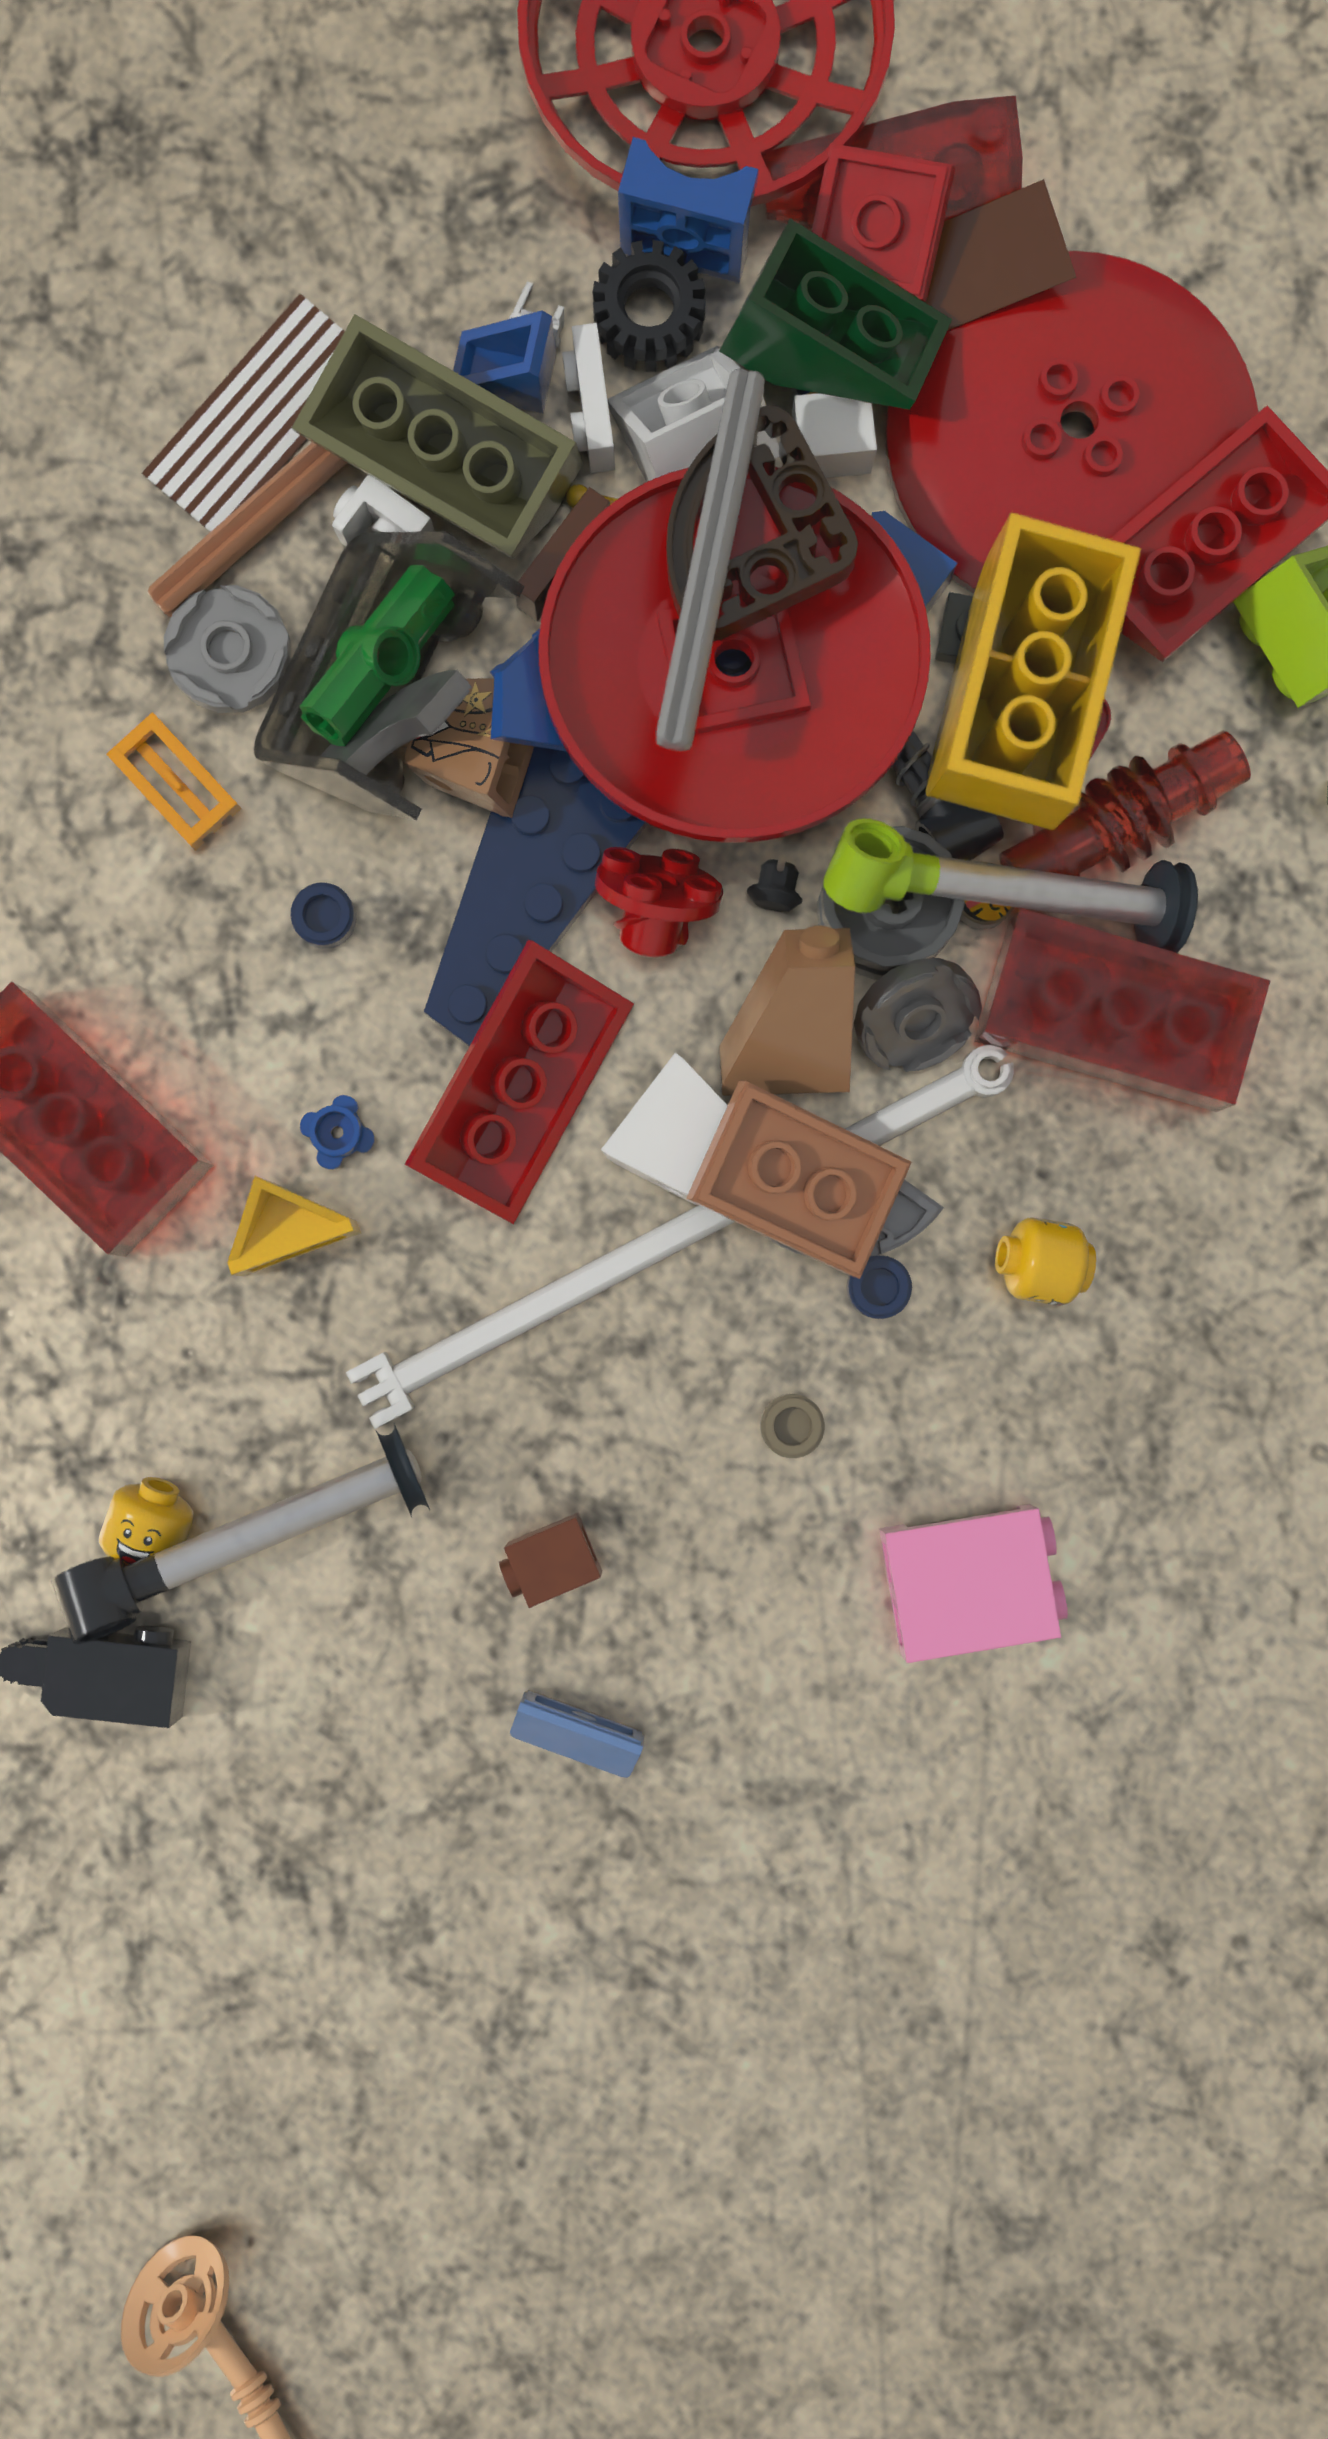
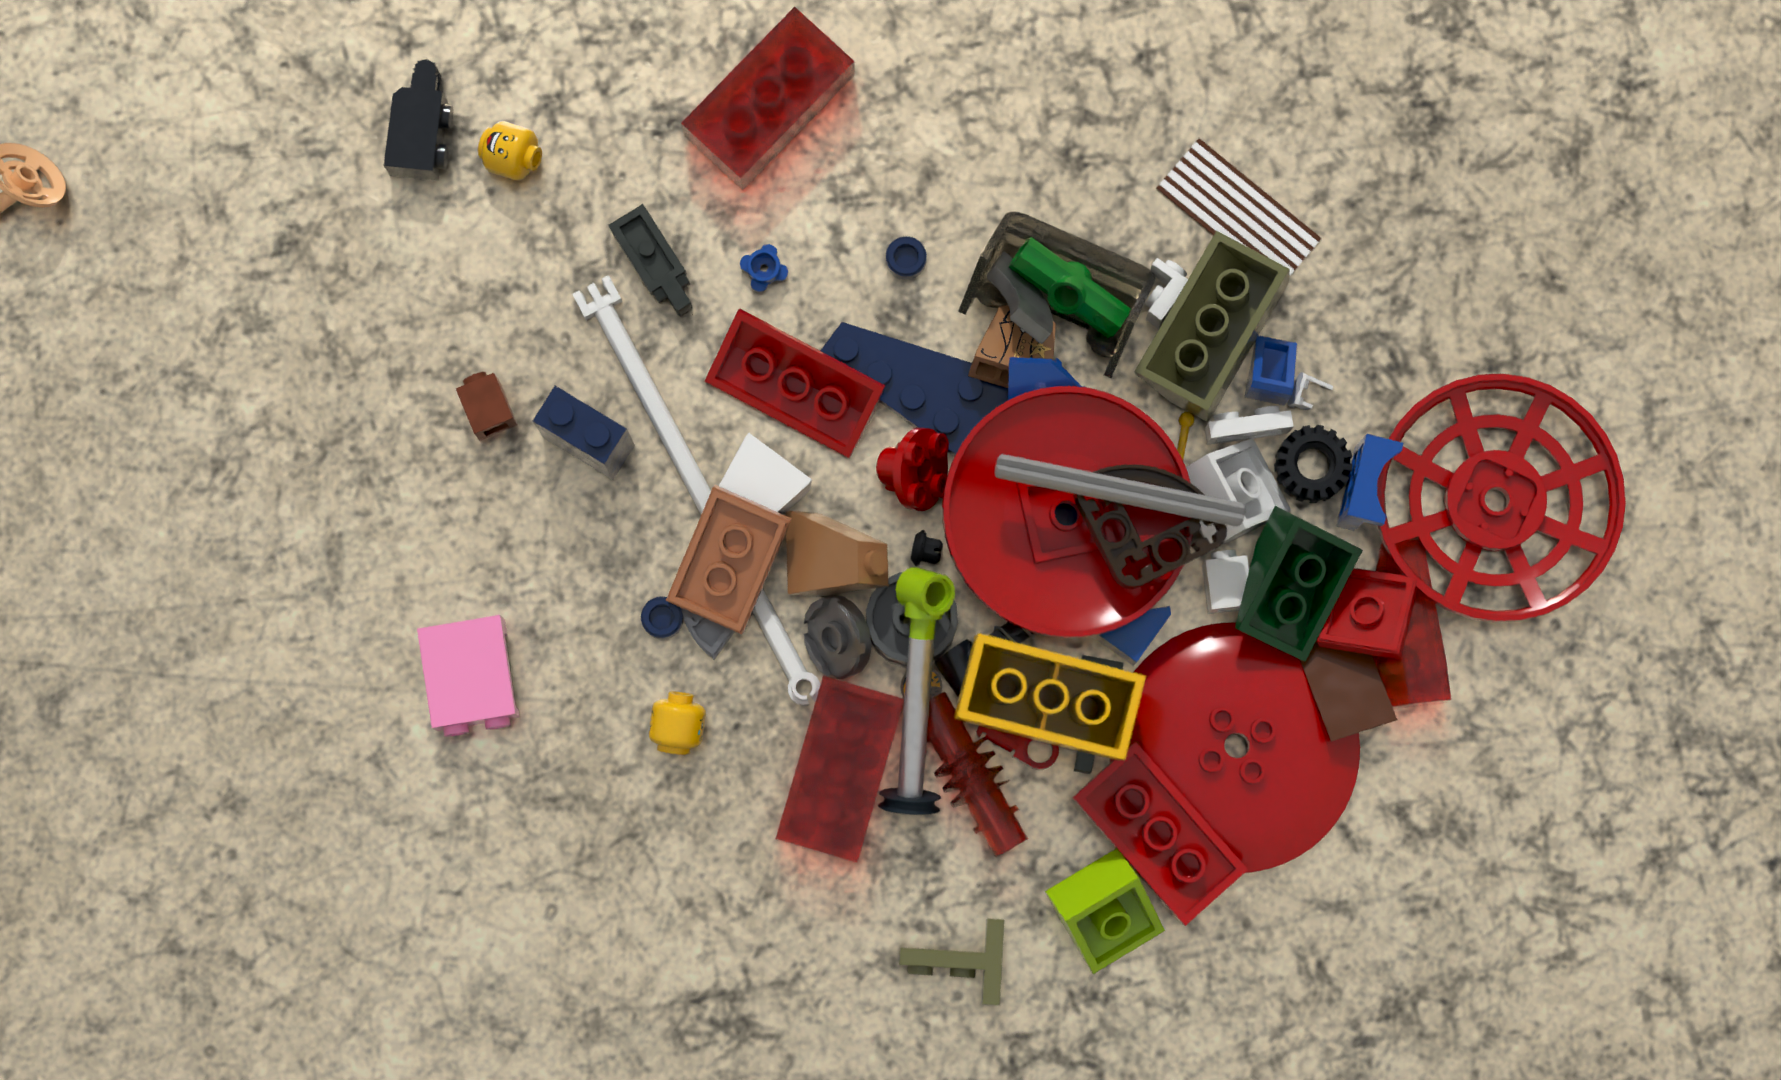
camera: 90 degrees right, 5 degrees down
(107, 1594) = (467, 126): piece -> none
(210, 820) = (968, 185): light orange tile -> none
(227, 649) = (1081, 194): light grey tile -> none
(245, 527) = (1157, 199): nougat axle -> none
(282, 1227) = (703, 233): yellow slope -> none
(319, 1303) = (652, 258): none -> pearl dark grey hinge
(543, 568) = (1167, 421): reddish brown plate -> none
(577, 1734) = (375, 423): medium blue slope -> none
(601, 1406) = (584, 432): none -> dark blue brick
(792, 1426) = (571, 561): dark tan tile -> none

